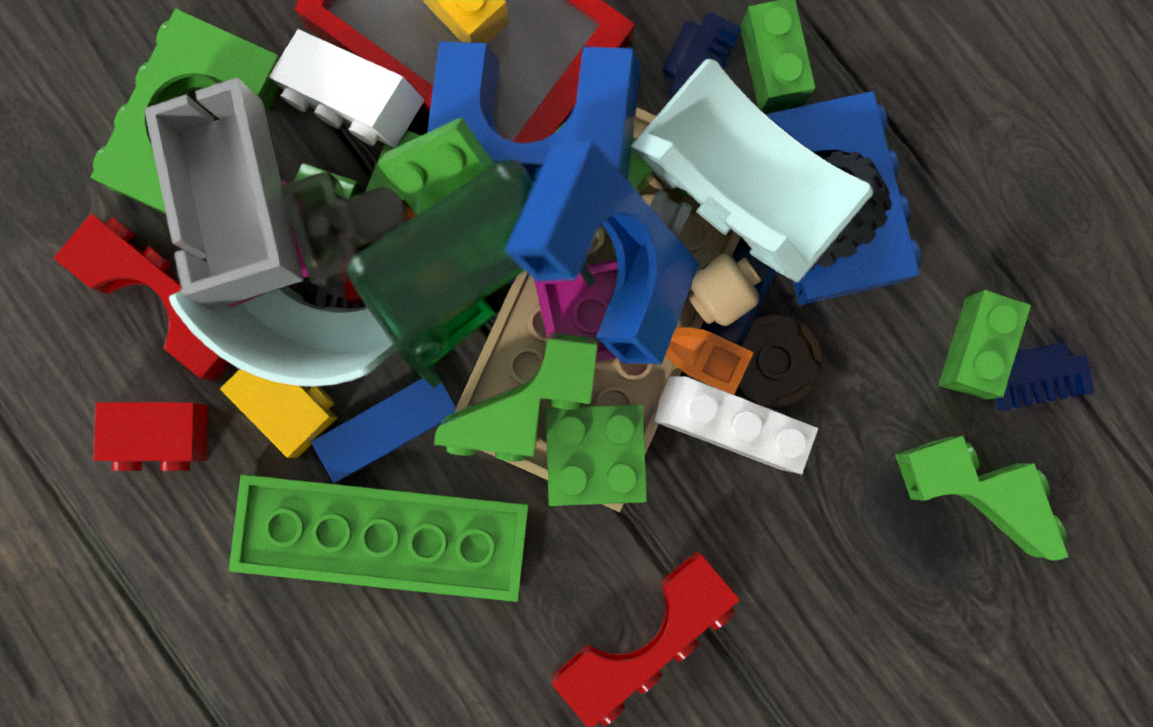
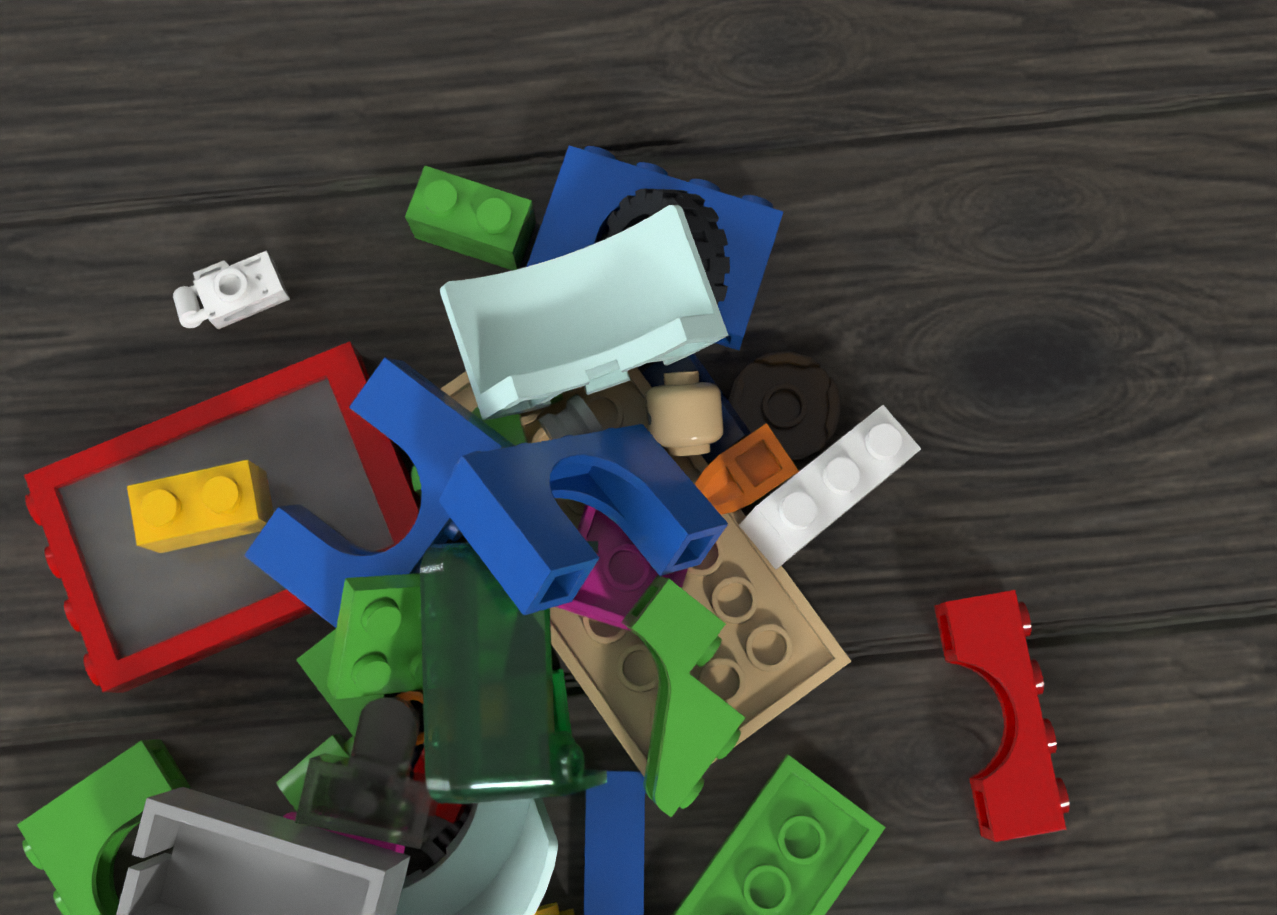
camera: 55 degrees left, 5 degrees down
(346, 90) = (226, 688): white brick -> none
(595, 455) = (779, 651): bright green plate -> none
(693, 45) = (410, 301): clear blue piece -> none
(984, 345) = (891, 191): bright green brick -> none
(1008, 496) = (1054, 258): bright green arch -> none
(1045, 364) = (939, 155): clear blue piece -> none

